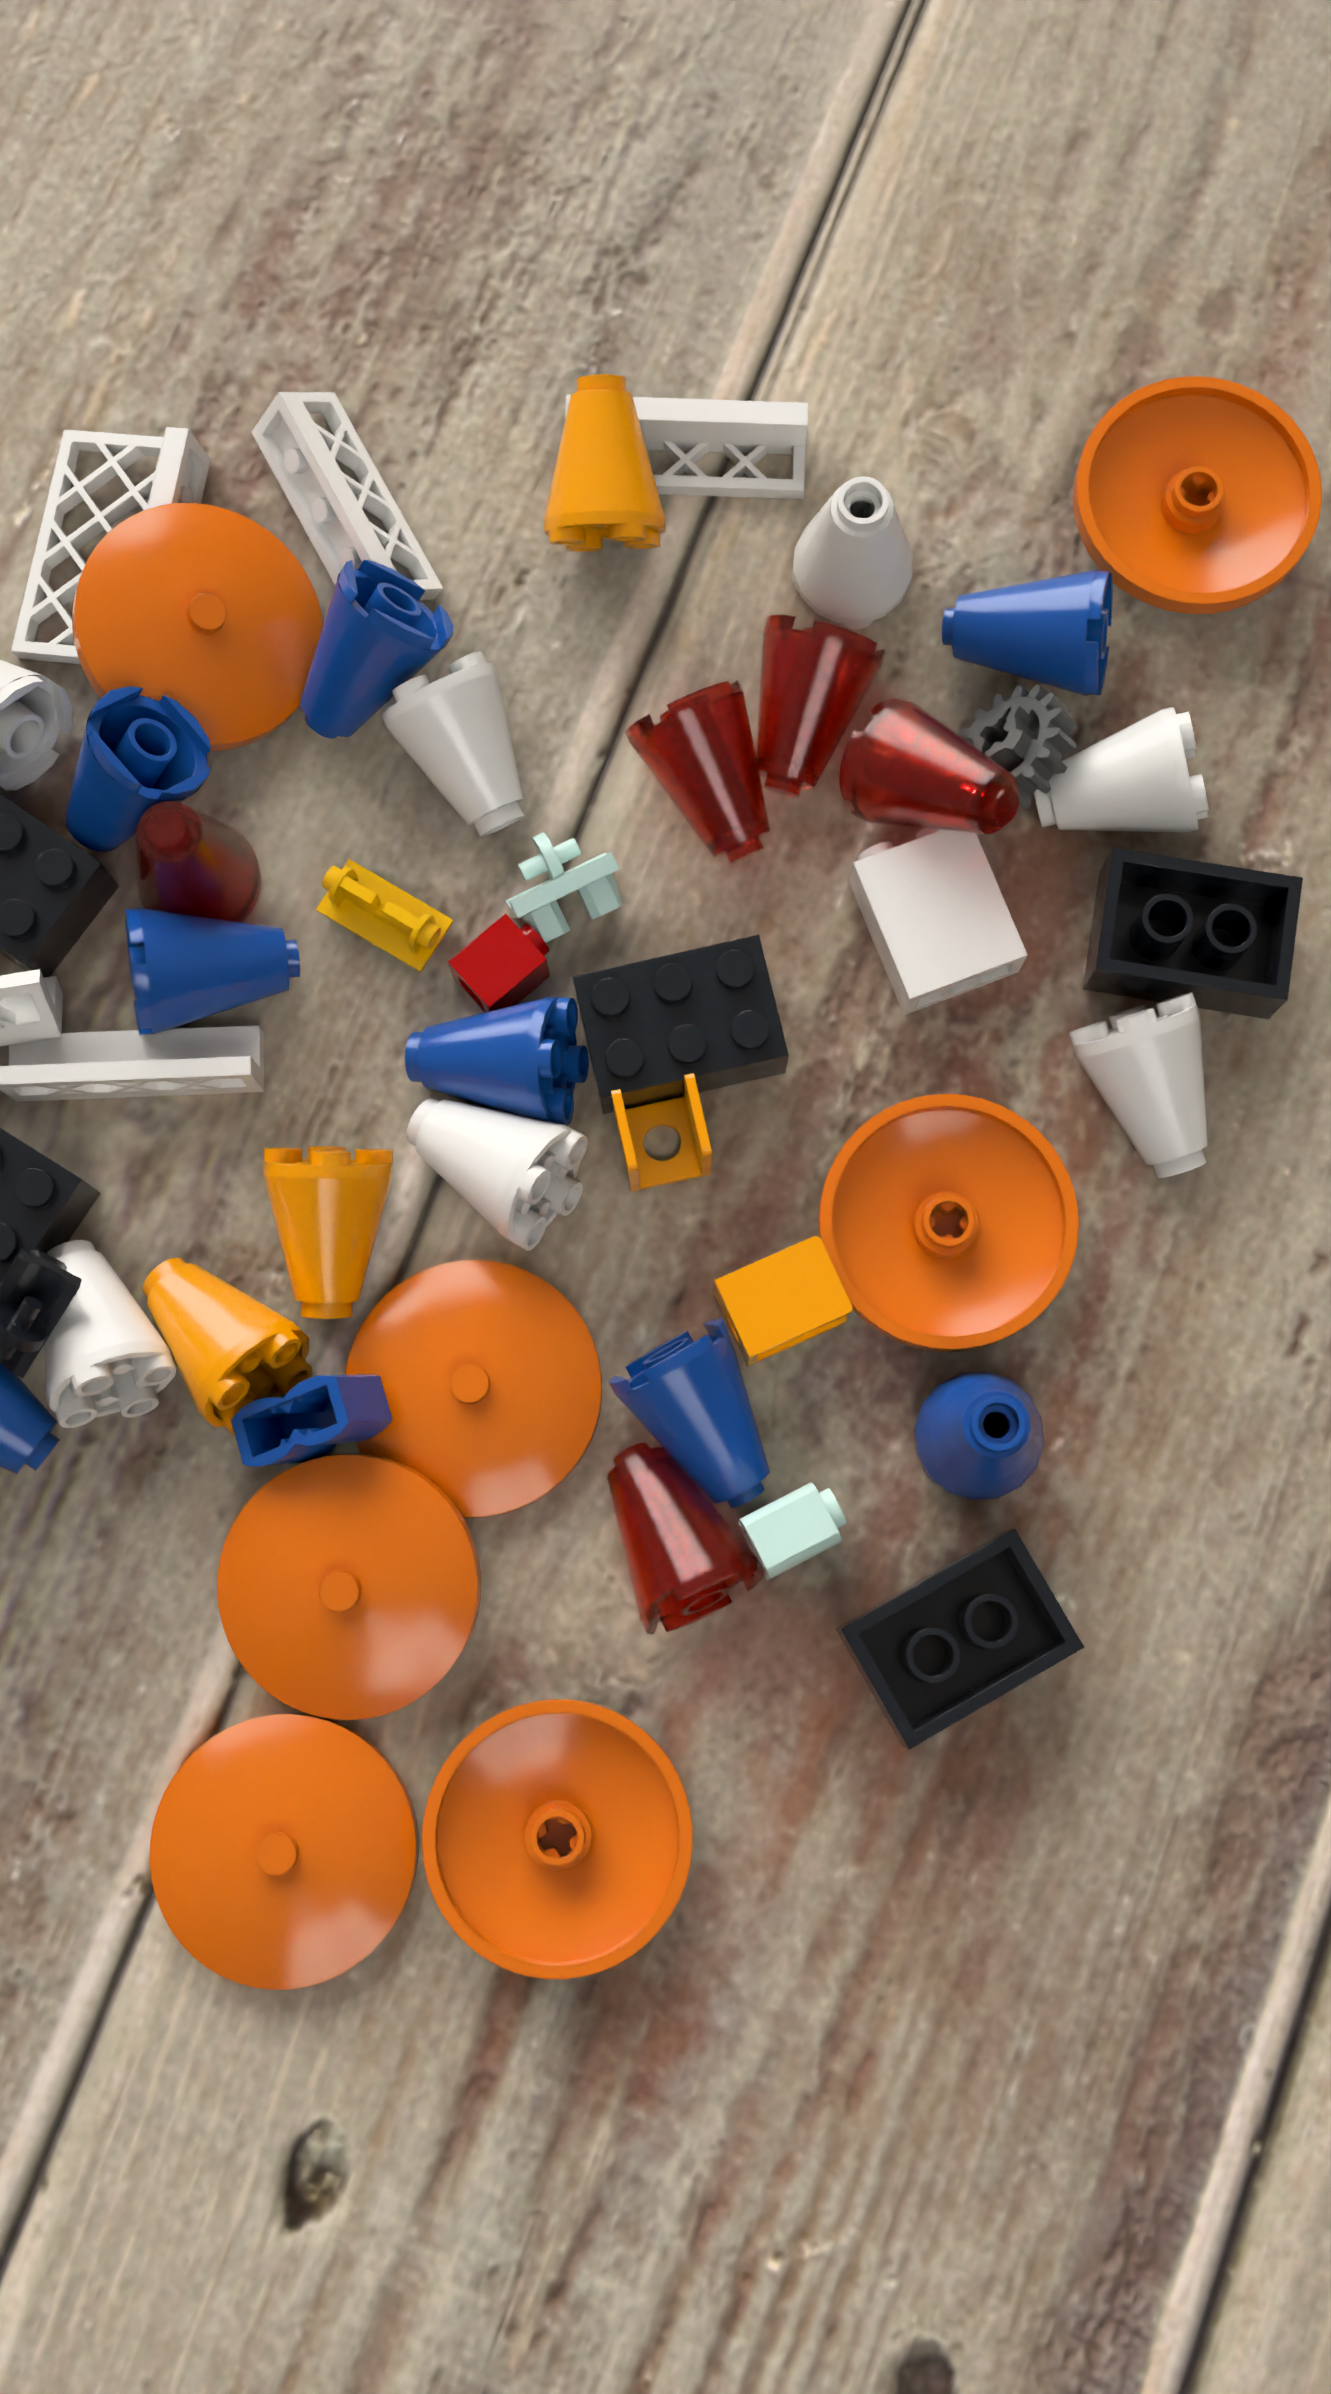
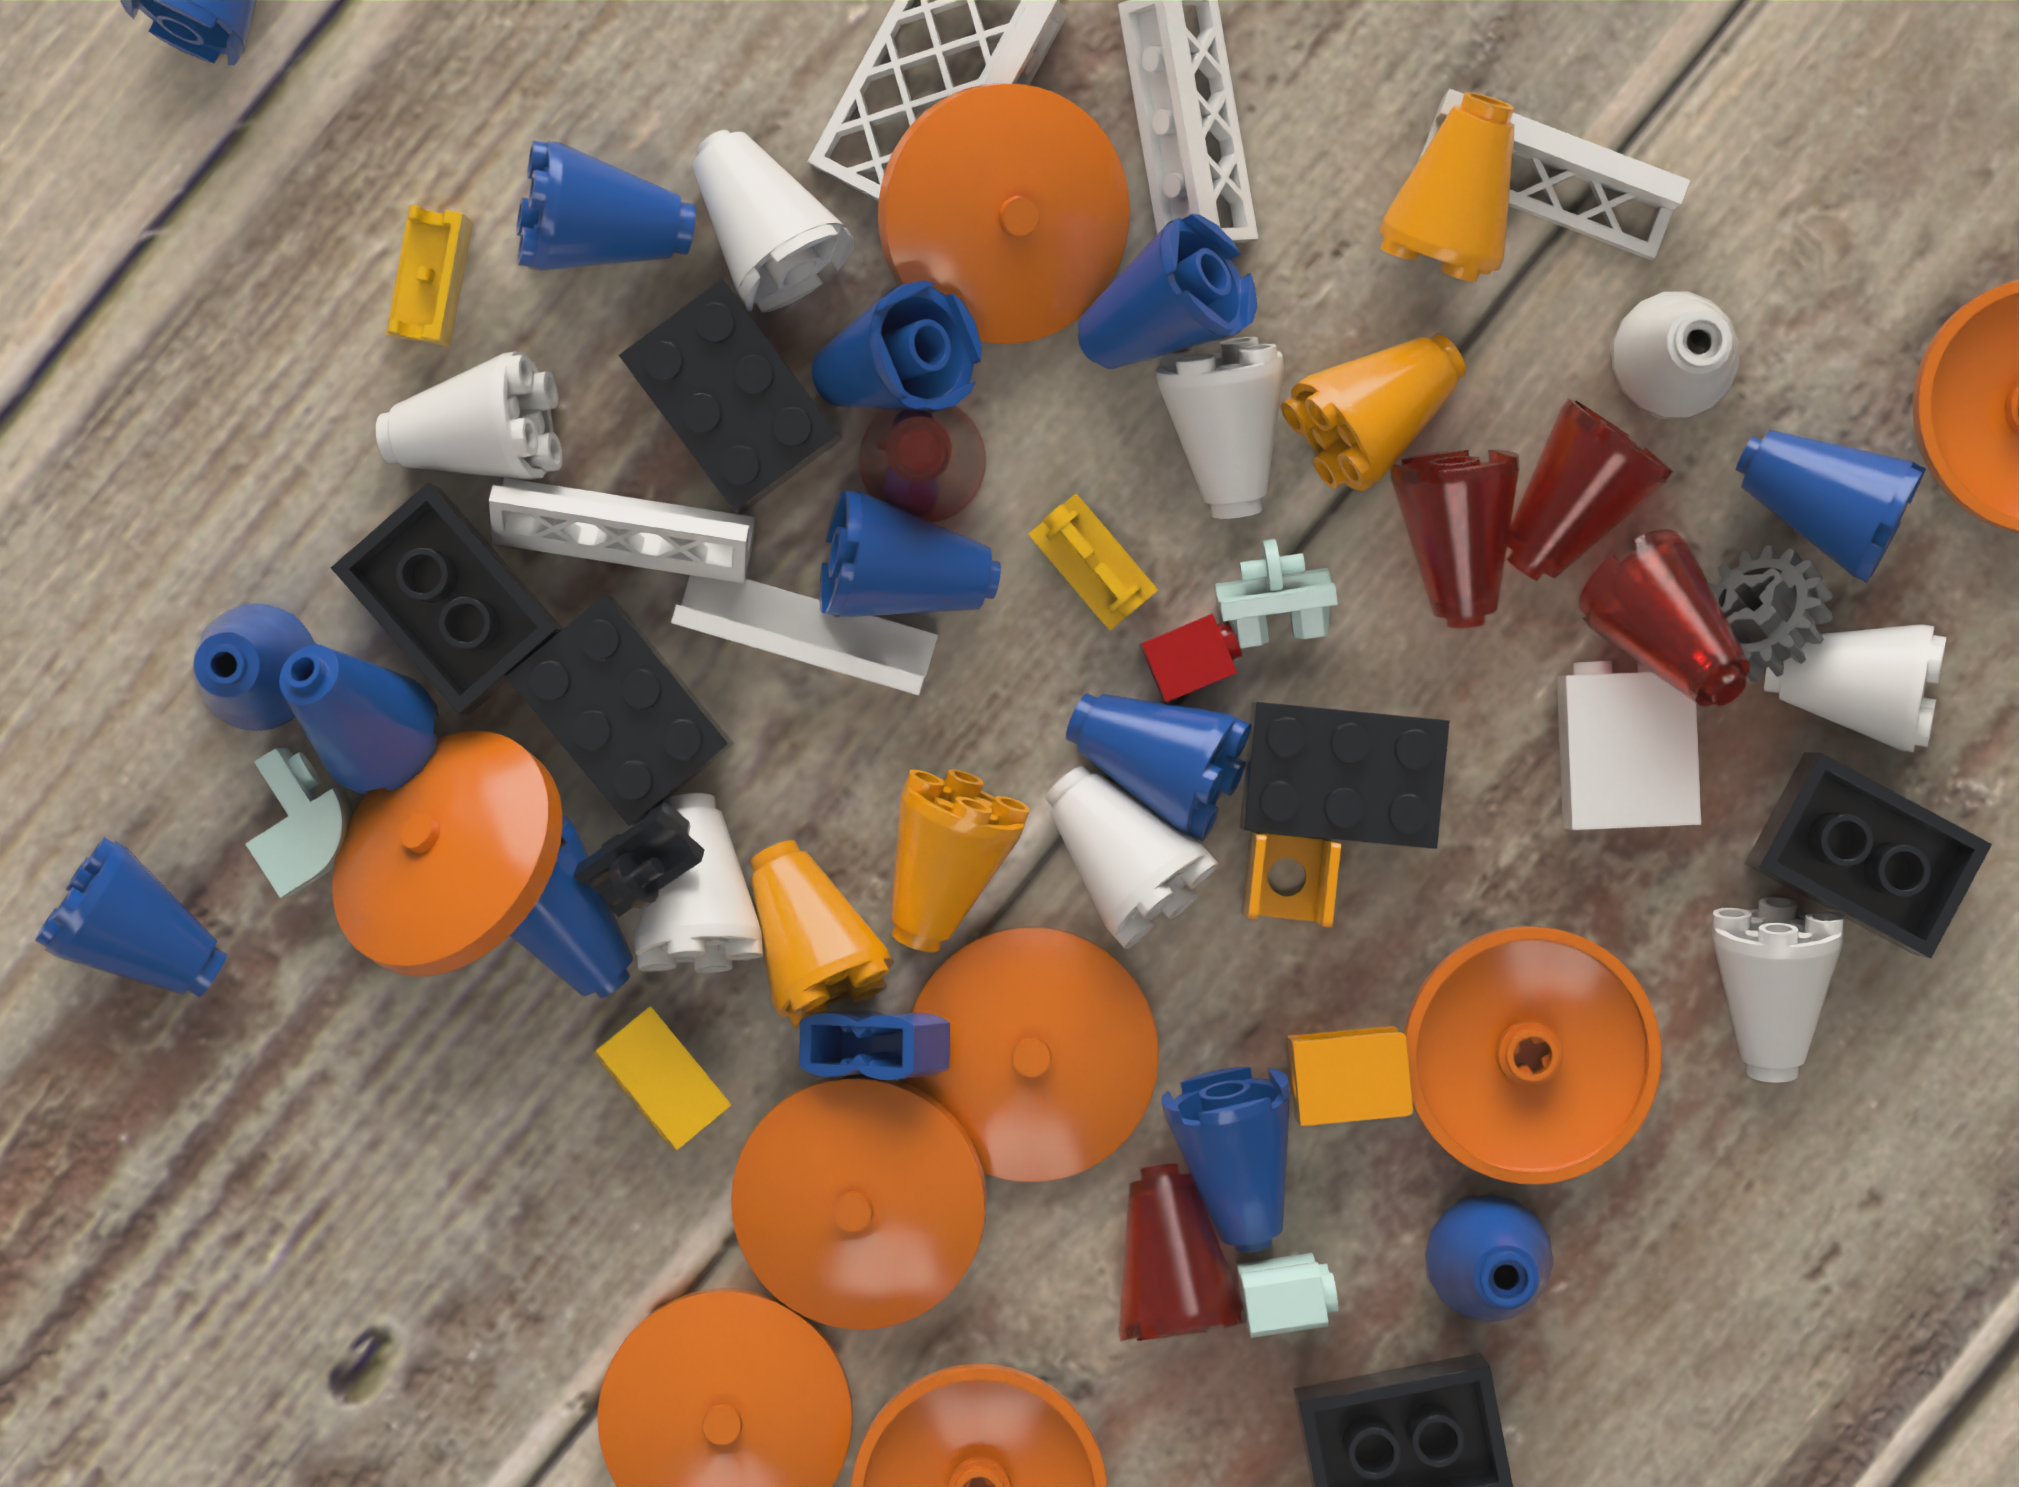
camera: 15 degrees right, 10 degrees up
(118, 1530) = (662, 1079): none -> yellow hinge
(590, 691) = (1372, 408): none -> light orange cone

